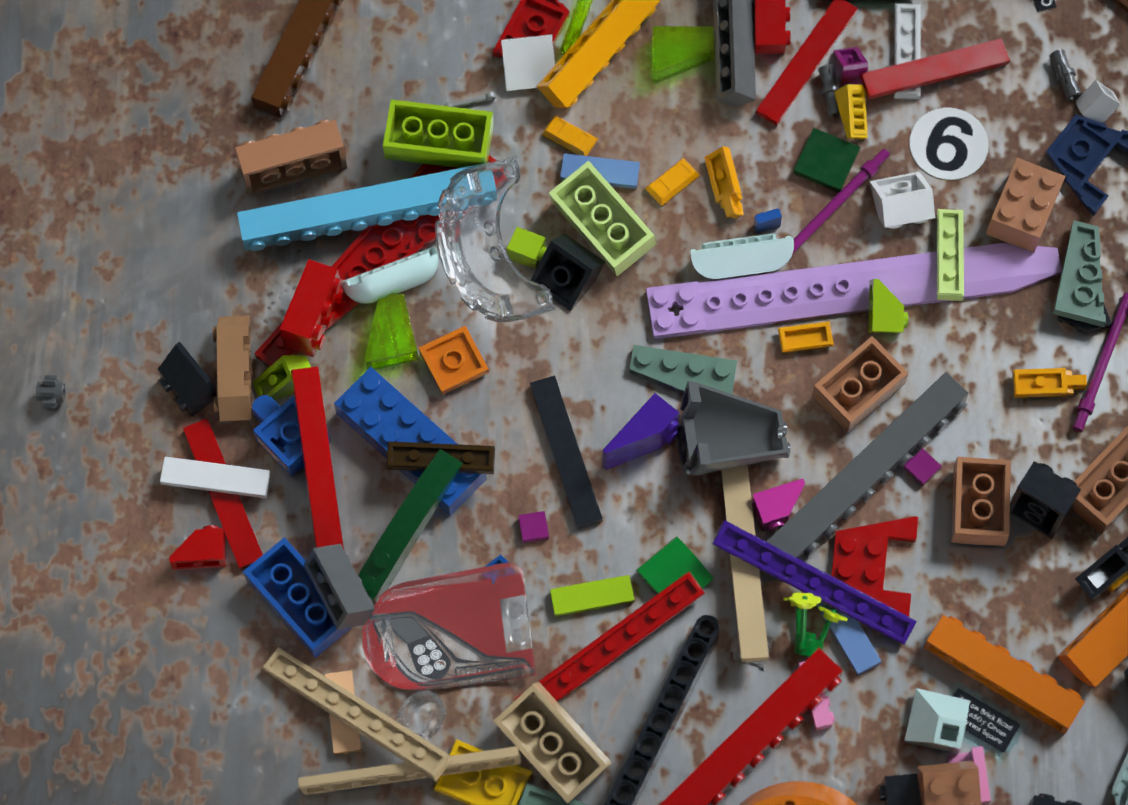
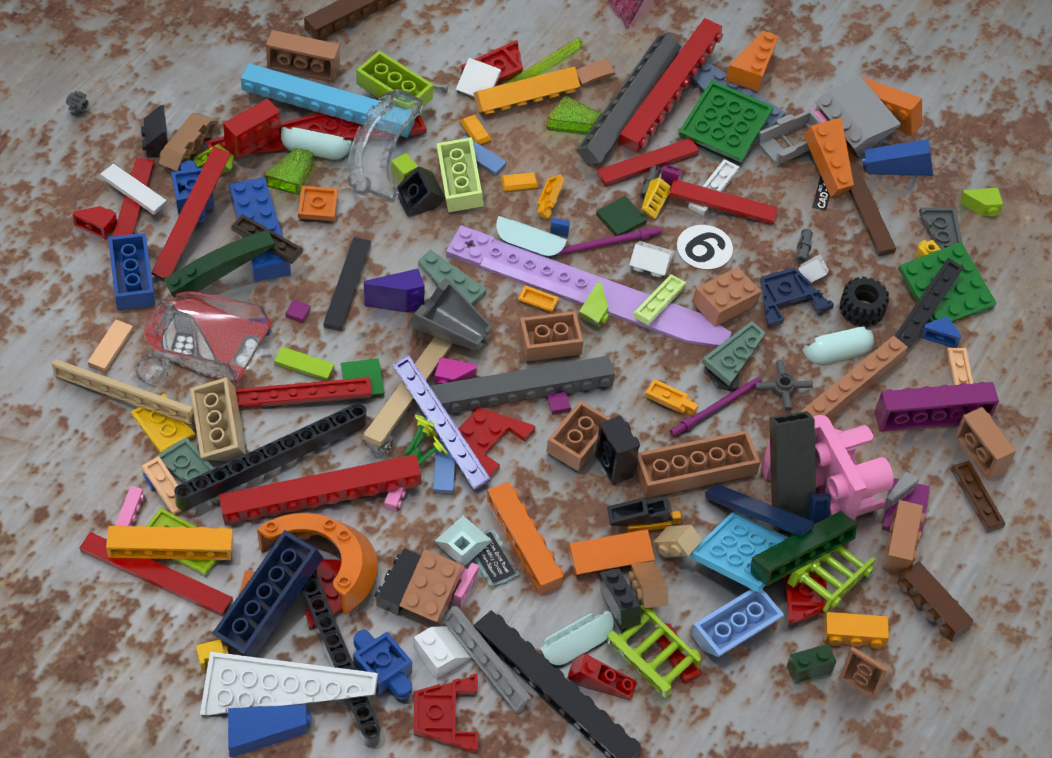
camera: 25 degrees right, 15 degrees down
(339, 586) = (155, 270): dark grey brick -> none
(357, 714) = (115, 346): tan tile -> none

